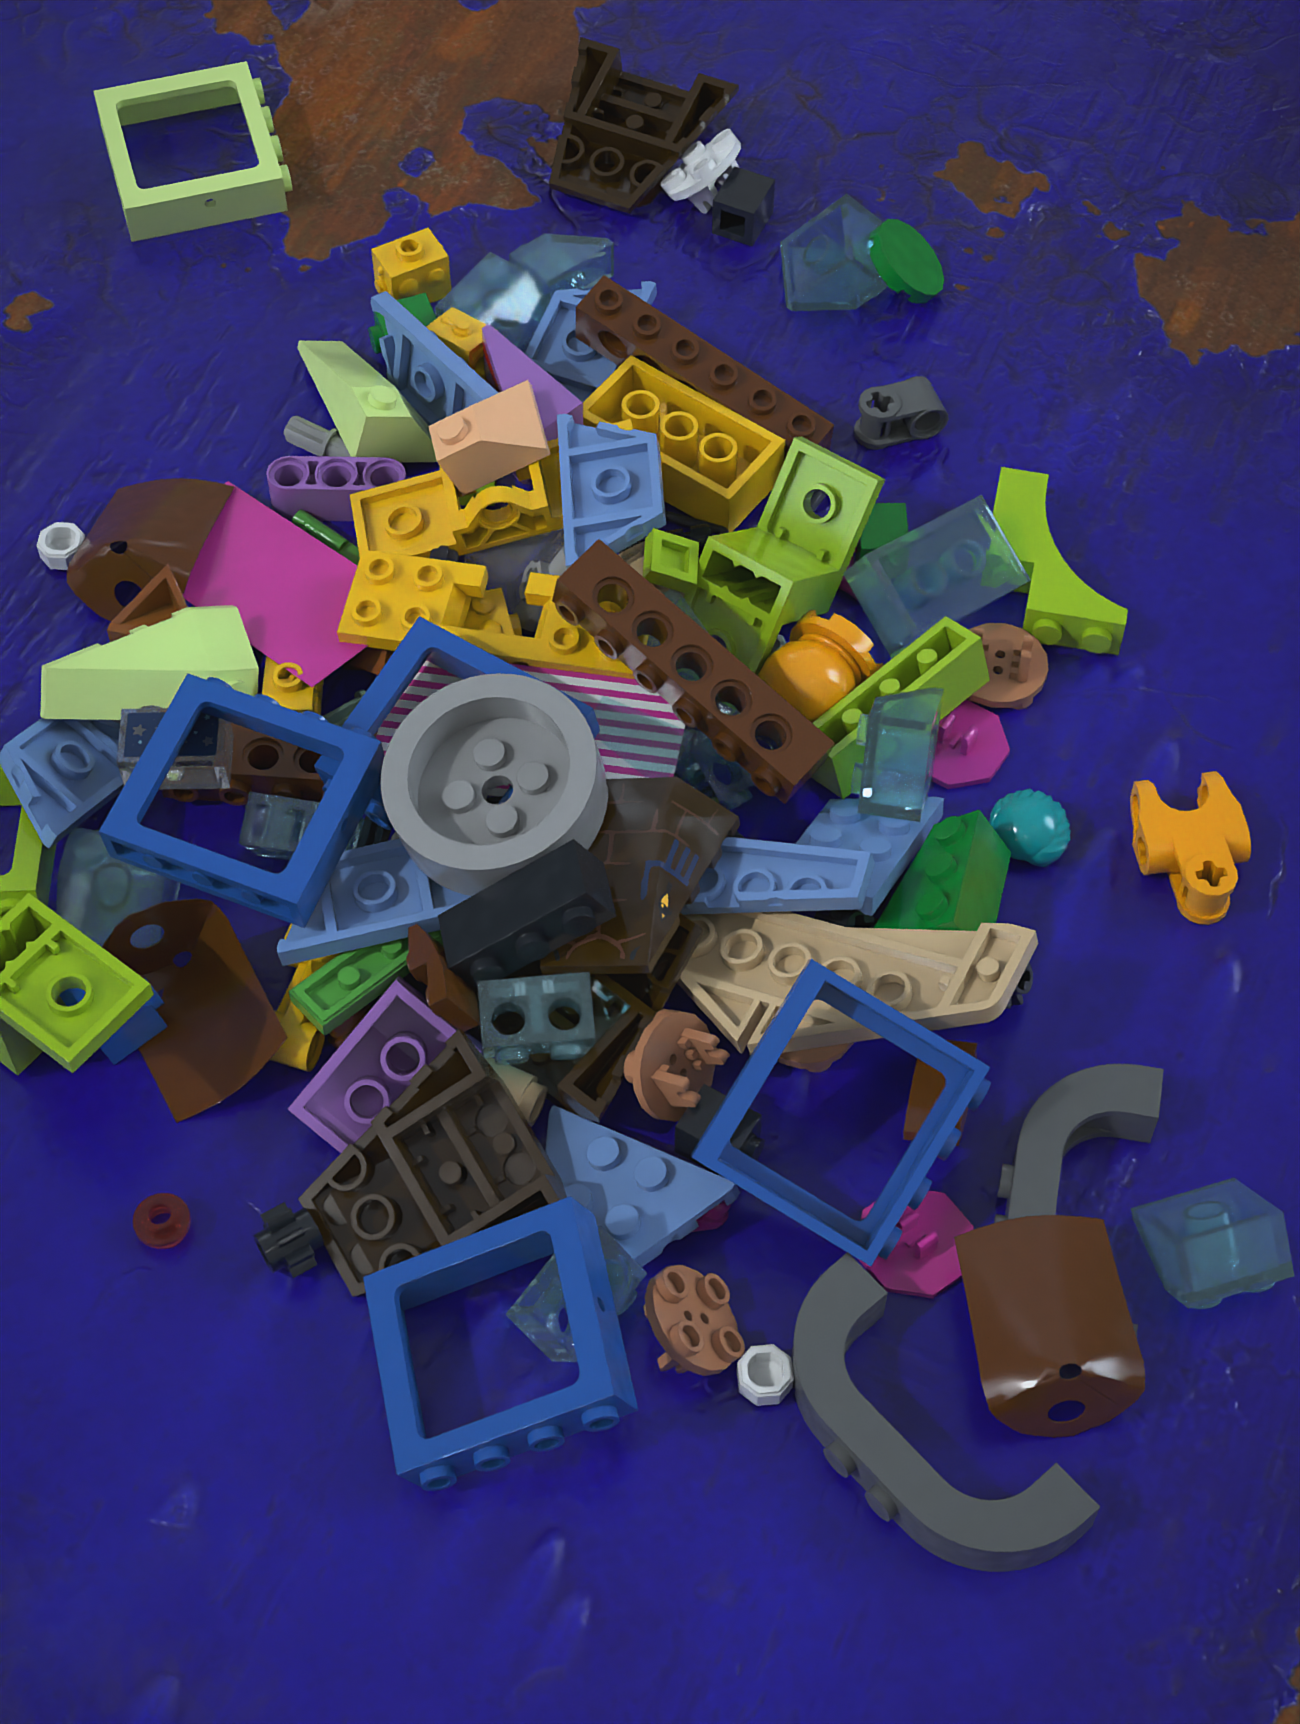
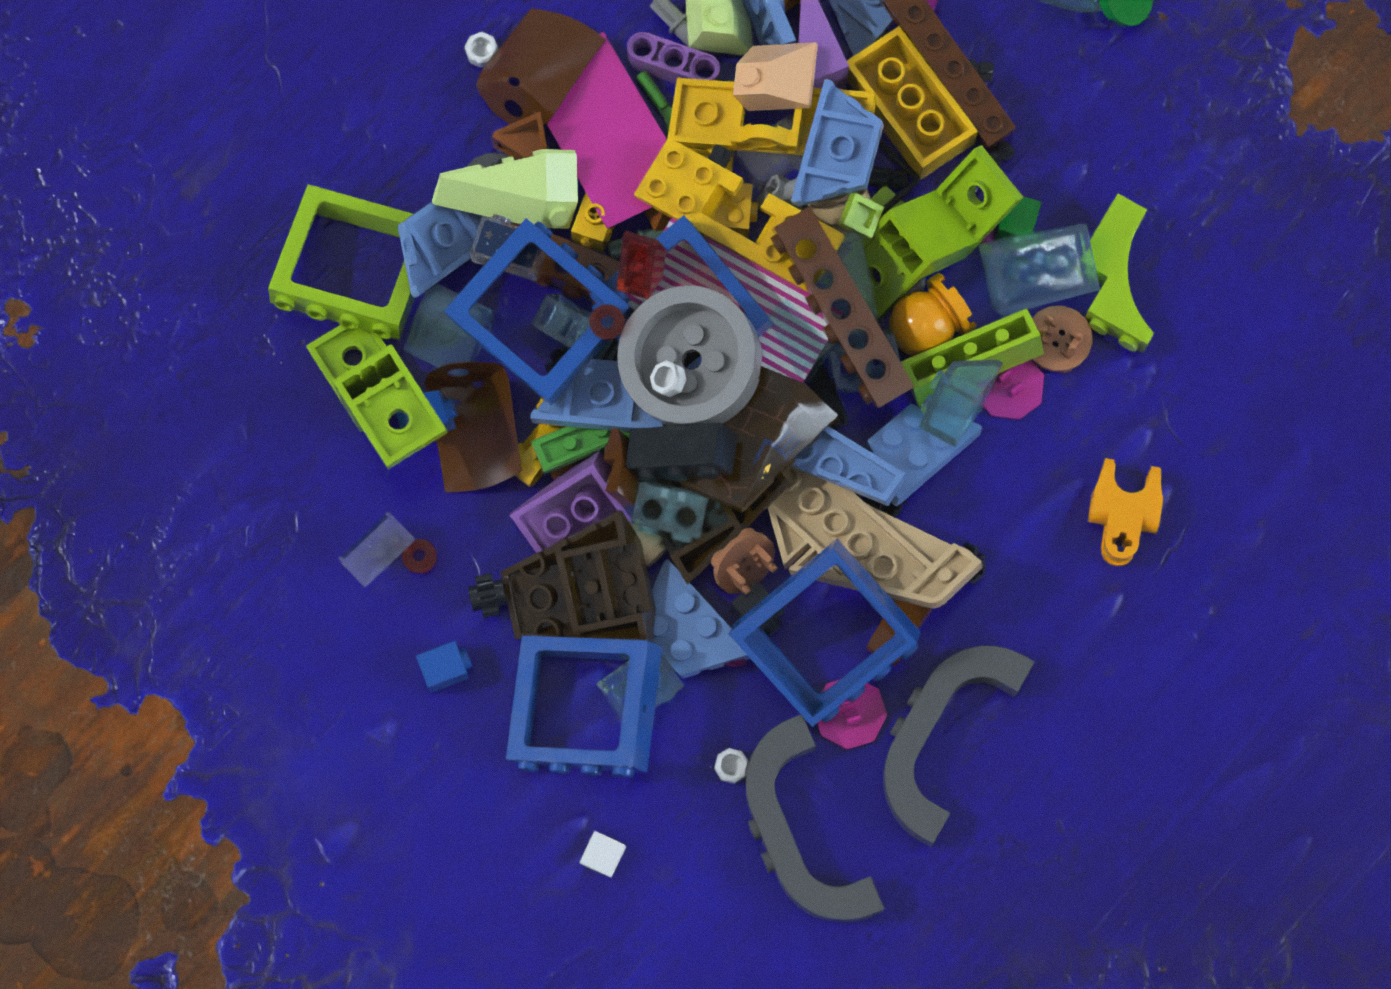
camera: 20 degrees right, 20 degrees up
(88, 1222) = (376, 549): none -> clear brick
(249, 1369) = (444, 666): none -> blue brick
(350, 753) = (607, 311): none -> clear red plate
(377, 672) = (640, 265): none -> clear red slope
(472, 817) = (668, 378): none -> white tile
(607, 1584) = (603, 854): none -> white tile
(692, 1321) = (689, 719): nougat plate -> none
(903, 410) = (1077, 119): dark grey piece -> none
(952, 879) = (955, 498): green wedge -> none
(1031, 826) = (1029, 465): teal hair -> none
(1044, 1299) = (901, 786): reddish brown piece -> none
(1215, 1242) = (1020, 774): clear light blue slope -> none

